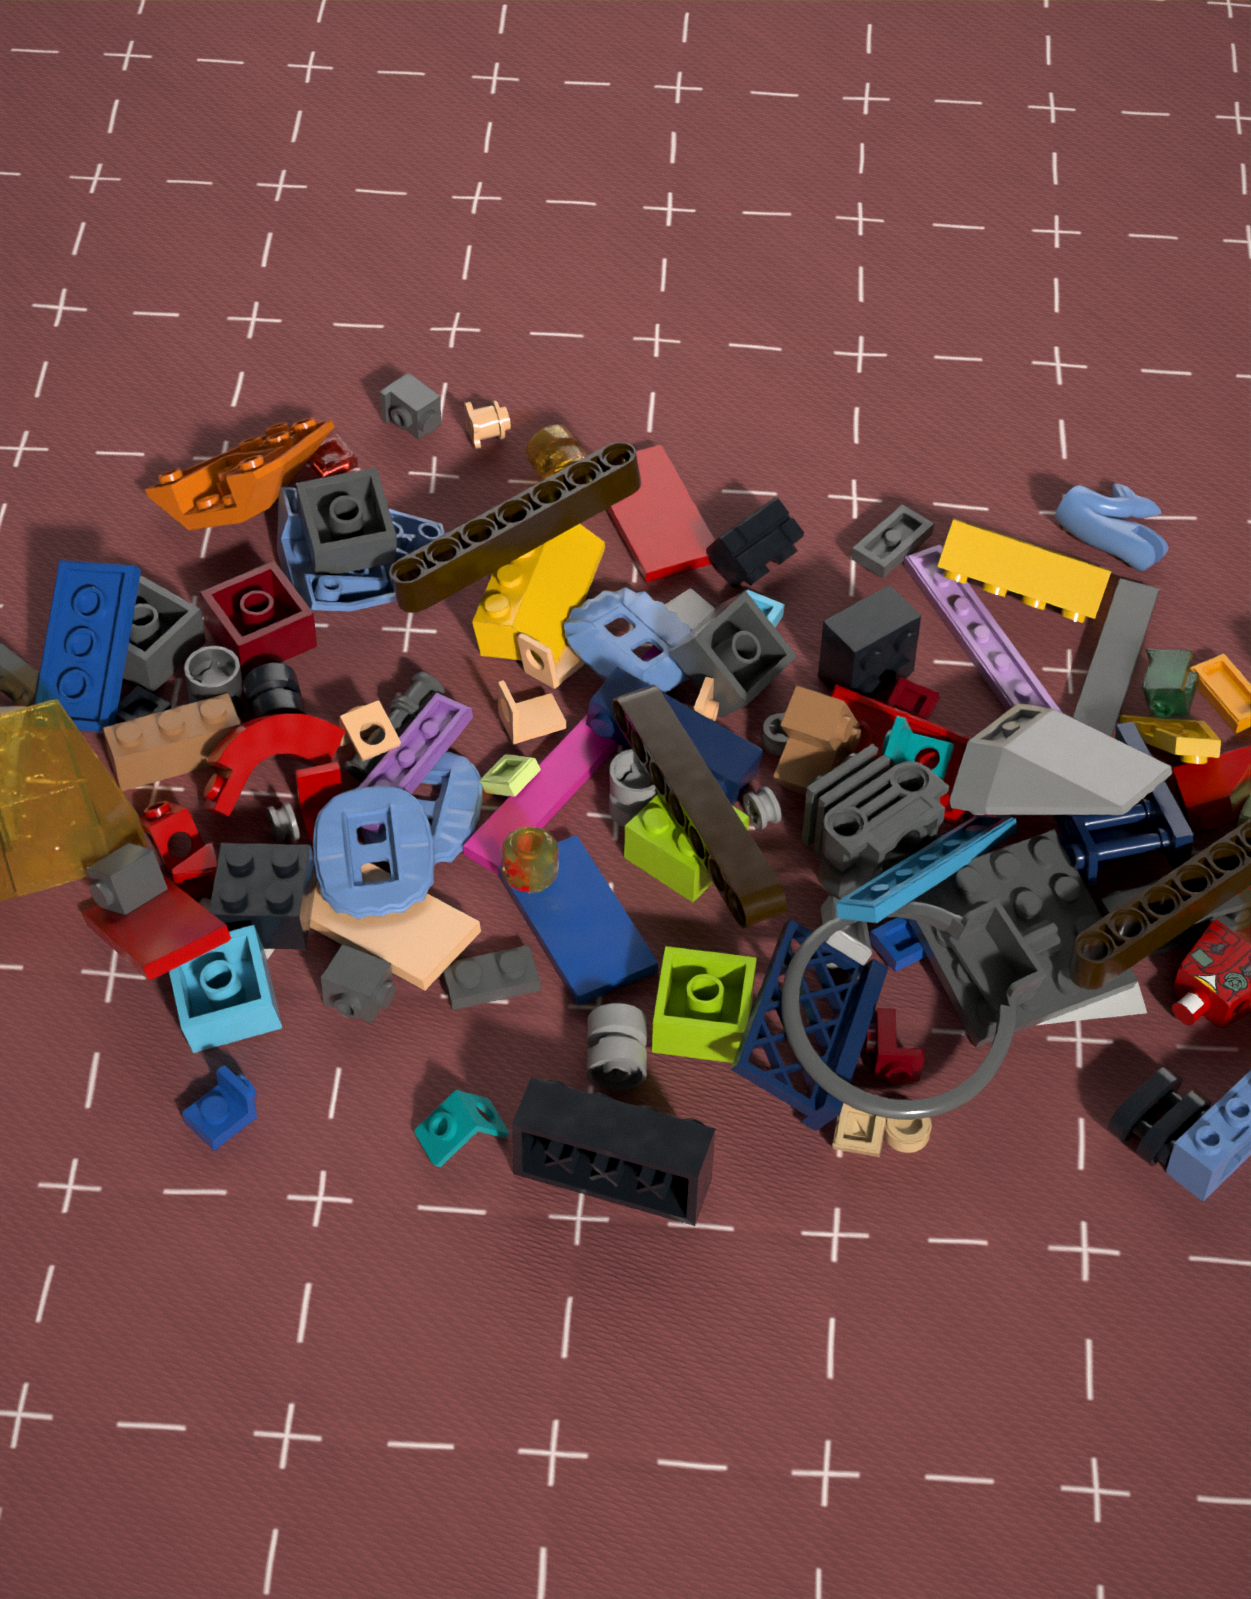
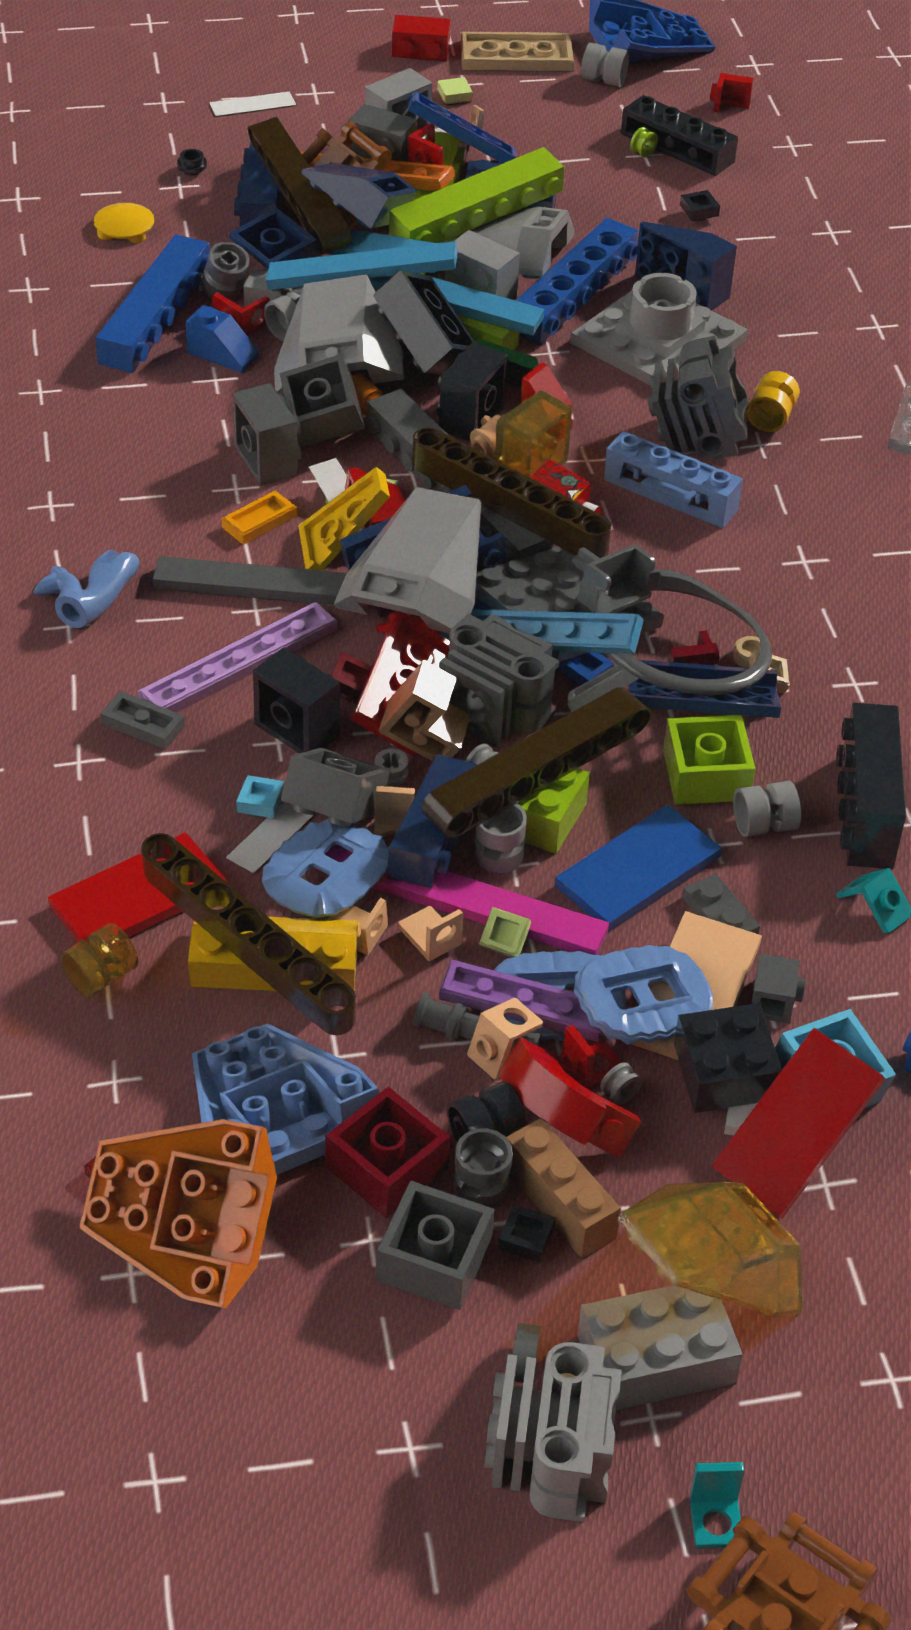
camera: 105 degrees left, 5 degrees down
(88, 641) = (488, 1268): blue tile -> none
(126, 879) = (753, 1163): dark grey brick -> none
(164, 820) = (654, 1169): red bracket -> none
(197, 873) = (703, 1133): red slope -> none
(346, 522) = (272, 1072): dark grey brick -> none
(411, 406) = (35, 1102): dark grey brick -> none
(486, 422) = (47, 1037): light nougat brick -> none
(529, 859) = (617, 879): clear yellow head -> none
(756, 542) = (177, 801): black brick -> none
(903, 746) = (414, 650): teal bracket -> none
(1024, 569) = (165, 626): yellow slope -> none
(1145, 1103) = (689, 522): black brick -> none
(1168, 683) = (273, 537): window -> none

